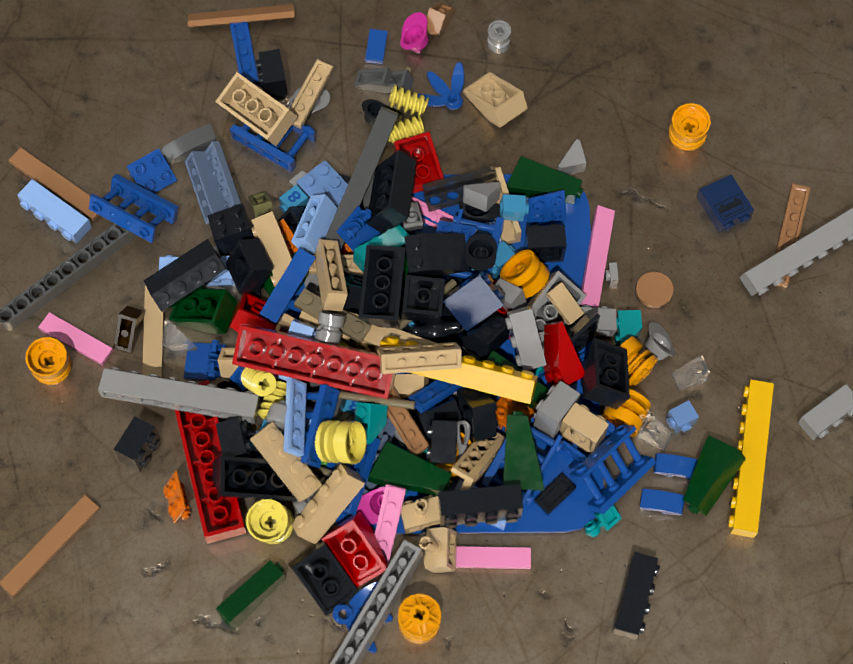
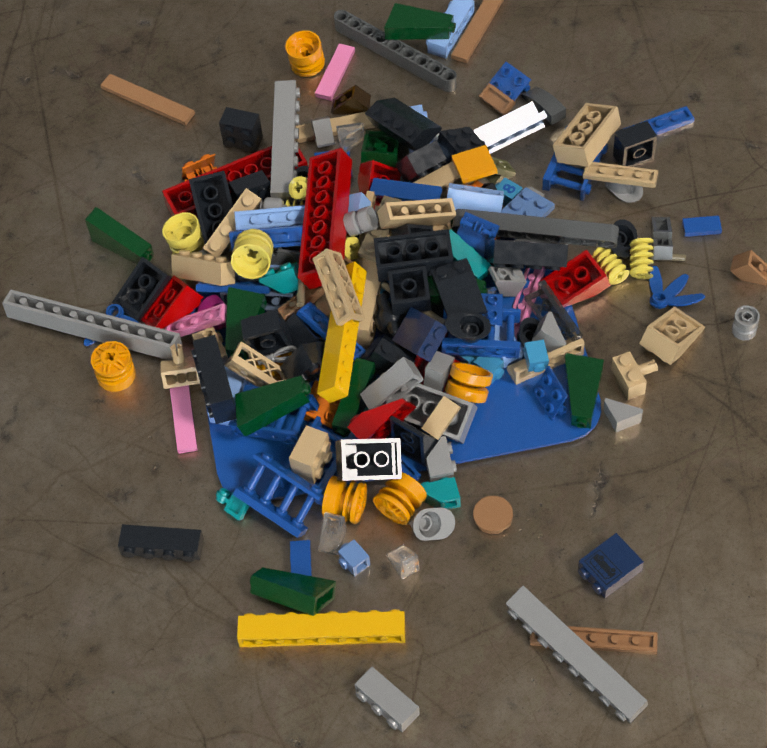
camera: 85 degrees right, 10 degrees down
(51, 238) = (418, 24): none -> dark green slope
(139, 196) = (480, 76): blue fence -> none
(159, 361) = (322, 131): none -> light grey slope
(169, 186) = (497, 99): none -> medium nougat tile
(241, 15) = (698, 112): medium nougat tile -> none
(272, 214) = (474, 164): none -> light orange tile
(414, 33) = (722, 252): dark pink piece -> none
(532, 141) = (631, 375): none -> tan brick
(546, 242) = (510, 397): black brick -> none
(554, 408) = (325, 420): light grey brick -> none
(555, 494) = (244, 453): black tile -> none
(597, 256) = (514, 453): bright pink tile -> none
(611, 275) = (497, 471): light grey plate -> none
(662, 501) = (260, 552): blue slope -> none
(689, 127) = (690, 512): light orange wheel -> none

